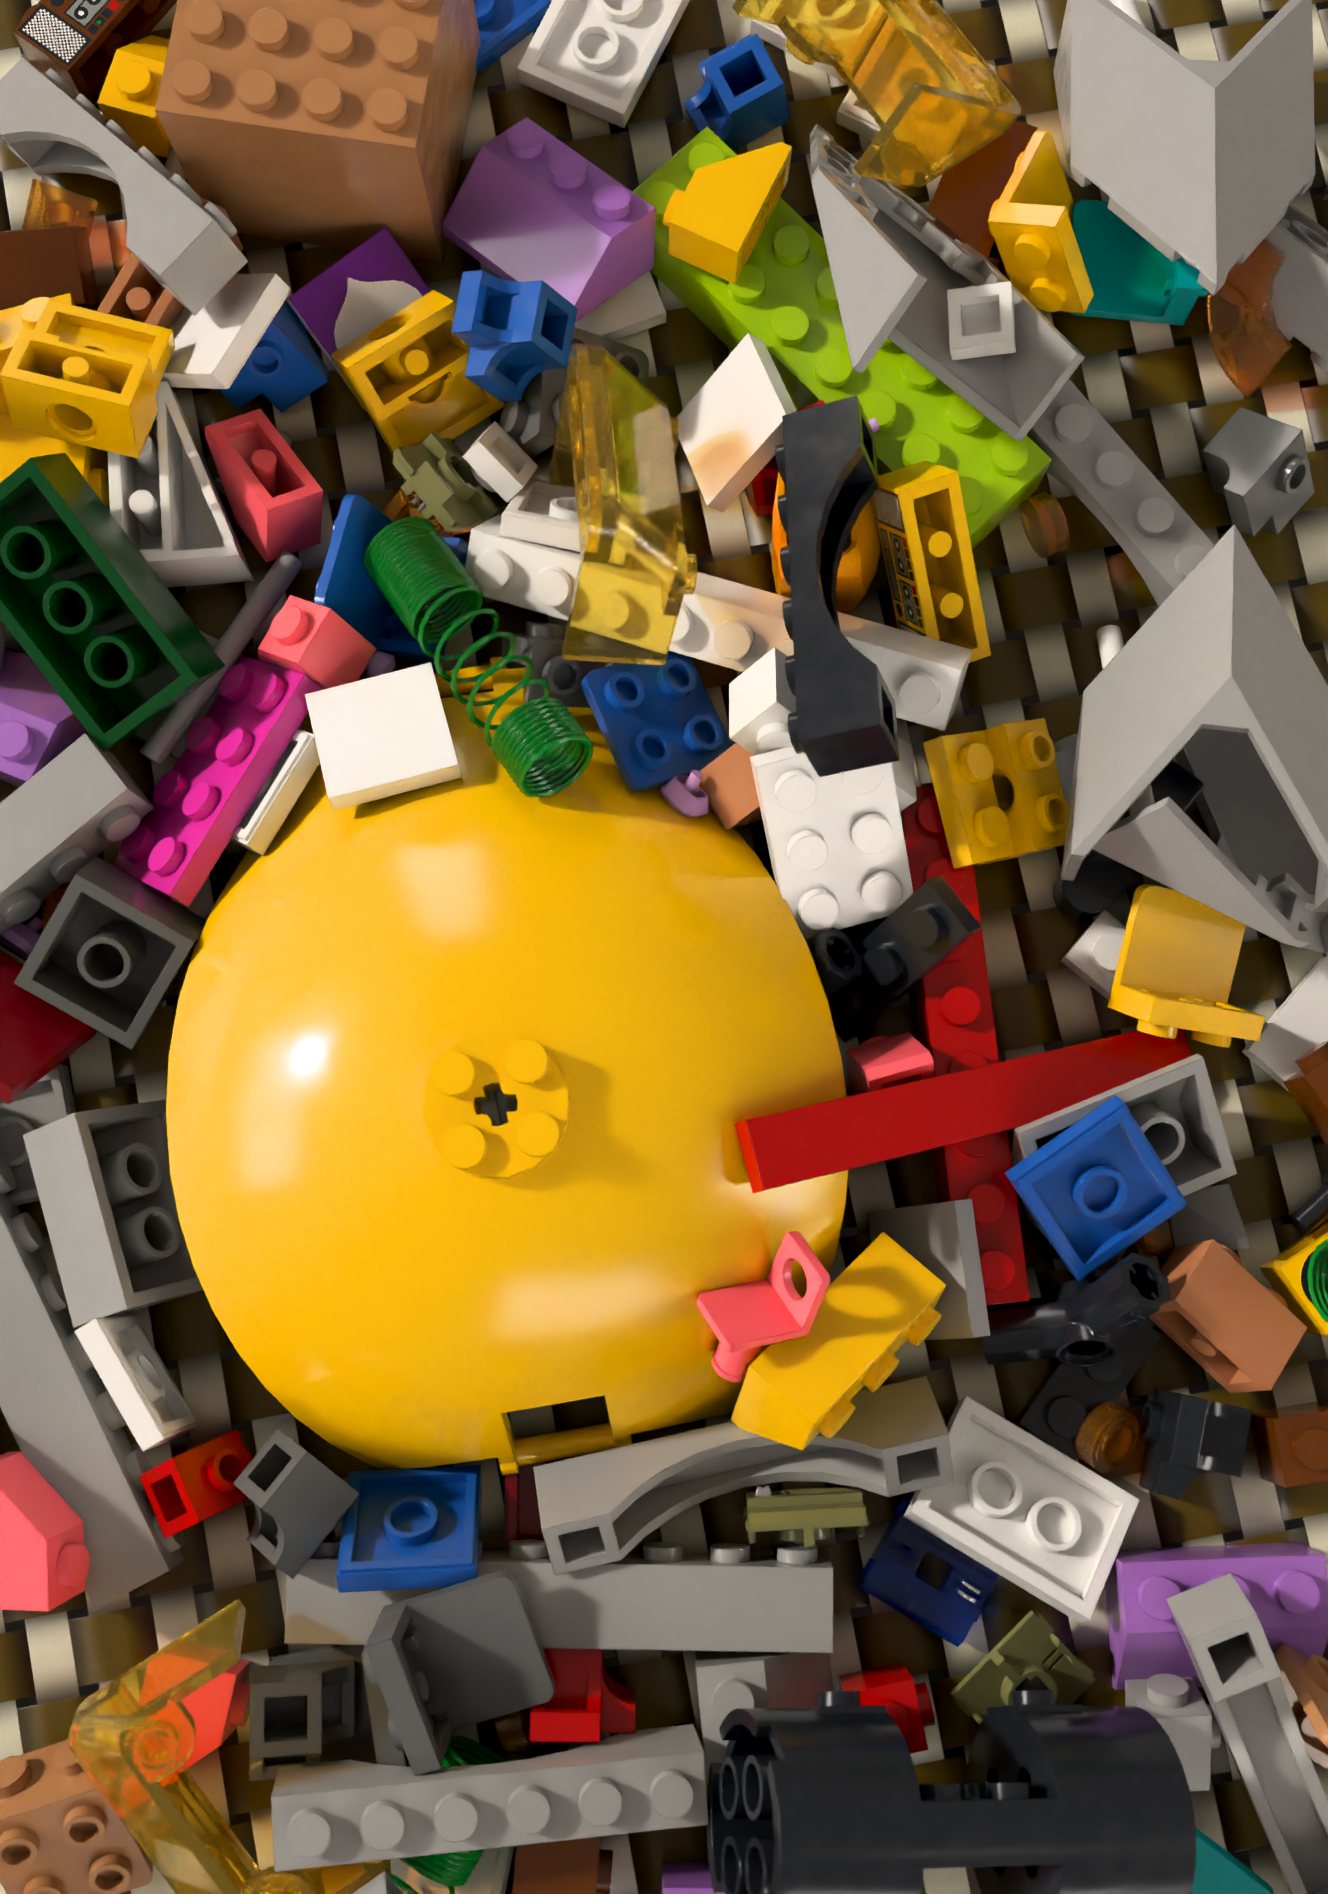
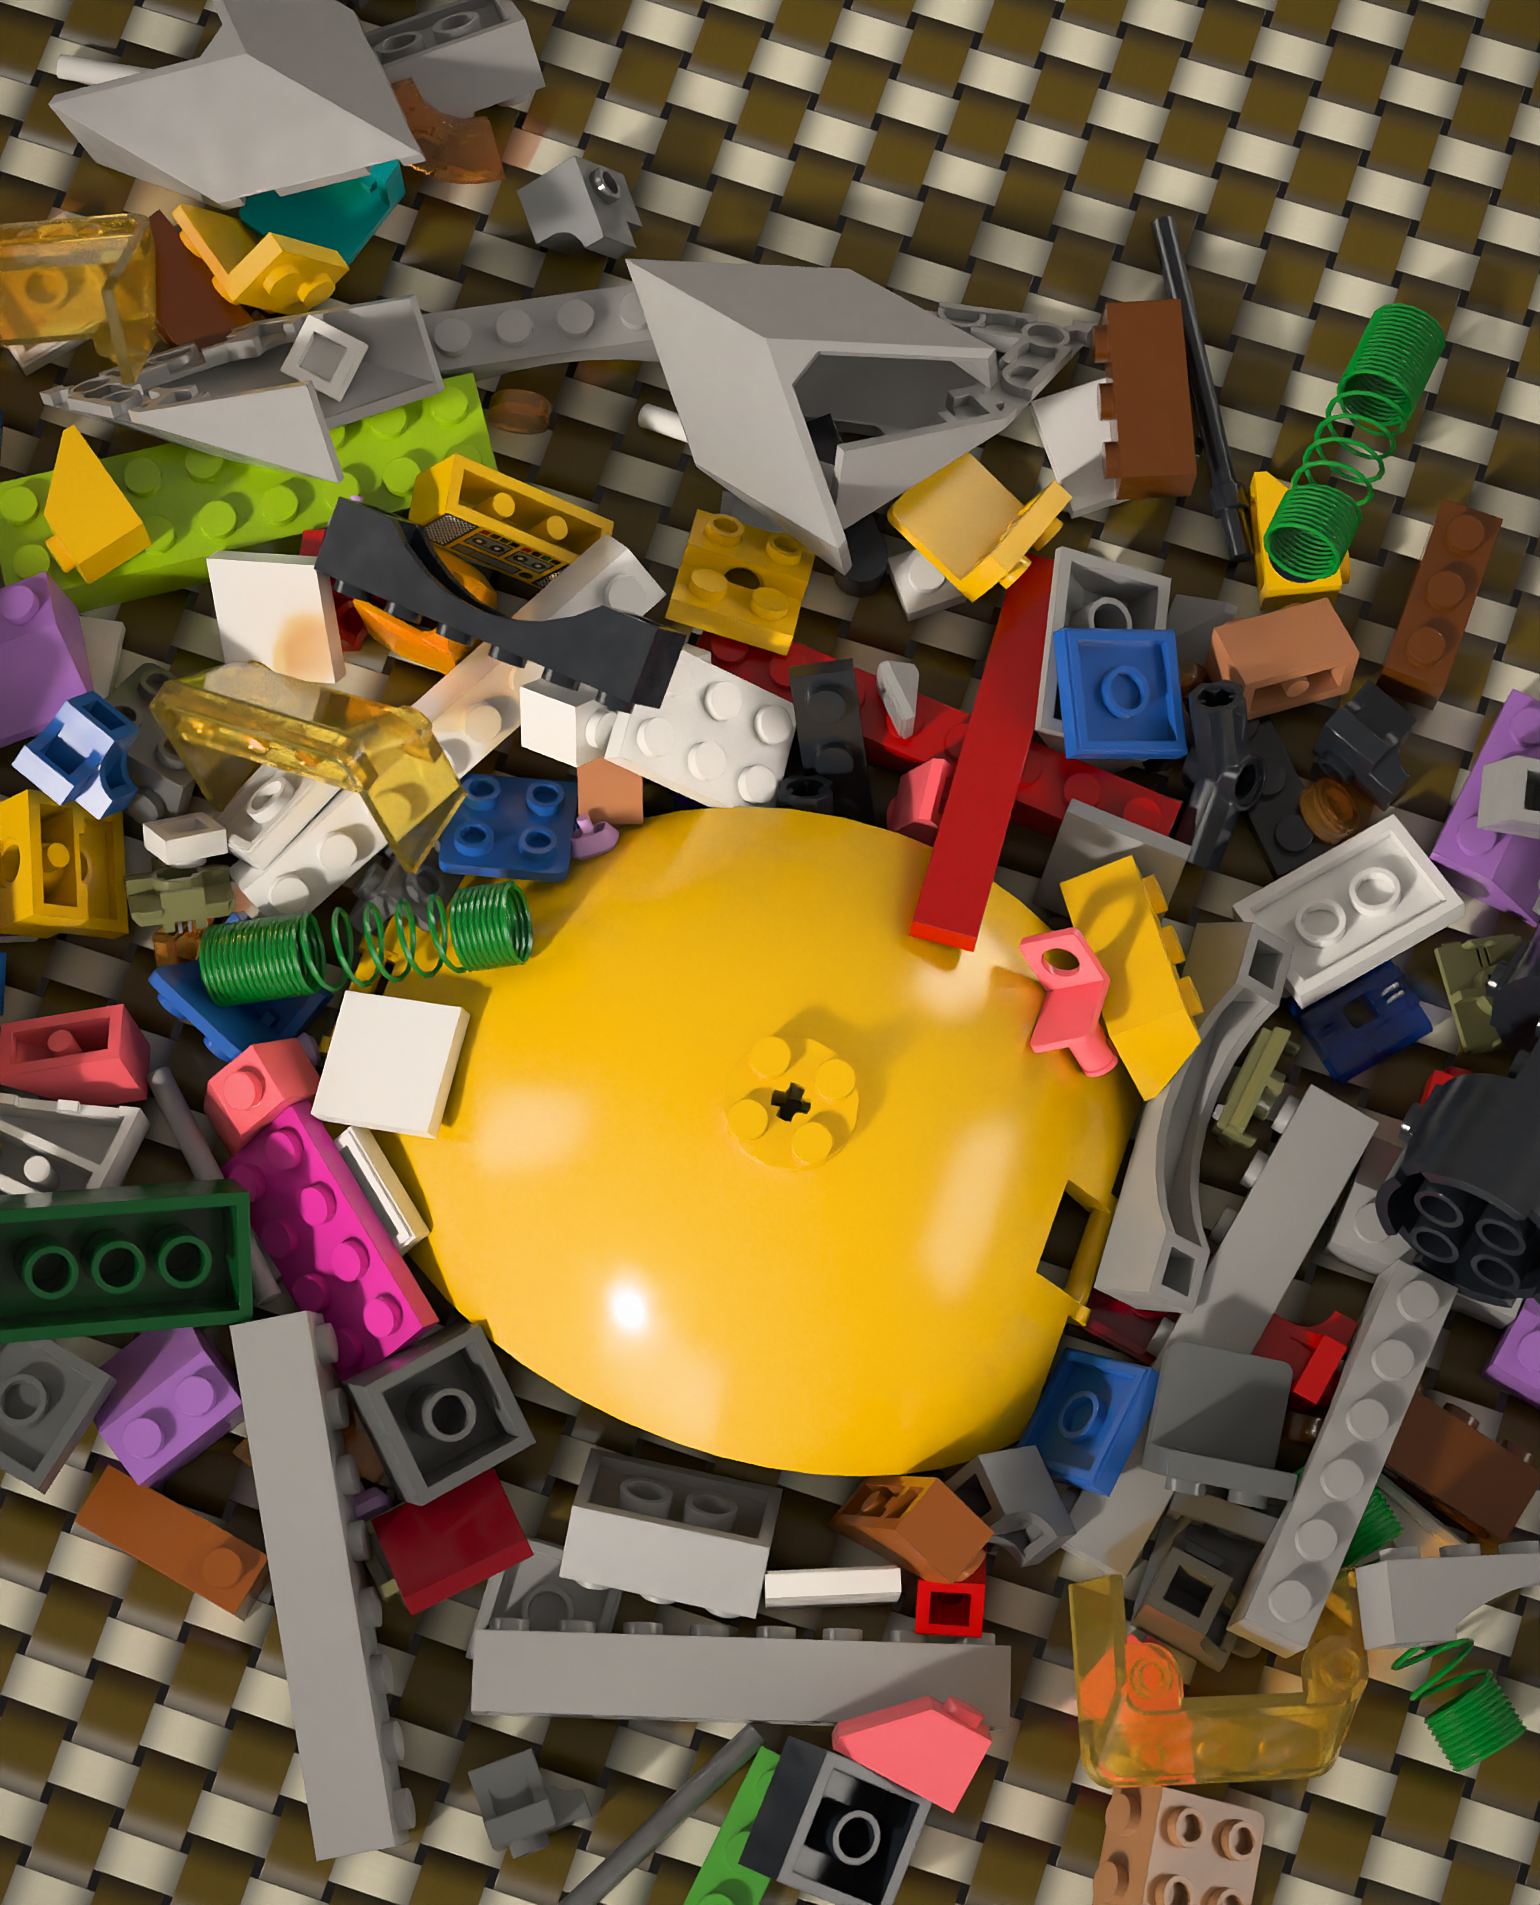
camera: 60 degrees left, 5 degrees down
(212, 1433) = (915, 1526): none -> dark orange slope
(979, 986) = (898, 690): none -> light grey slope

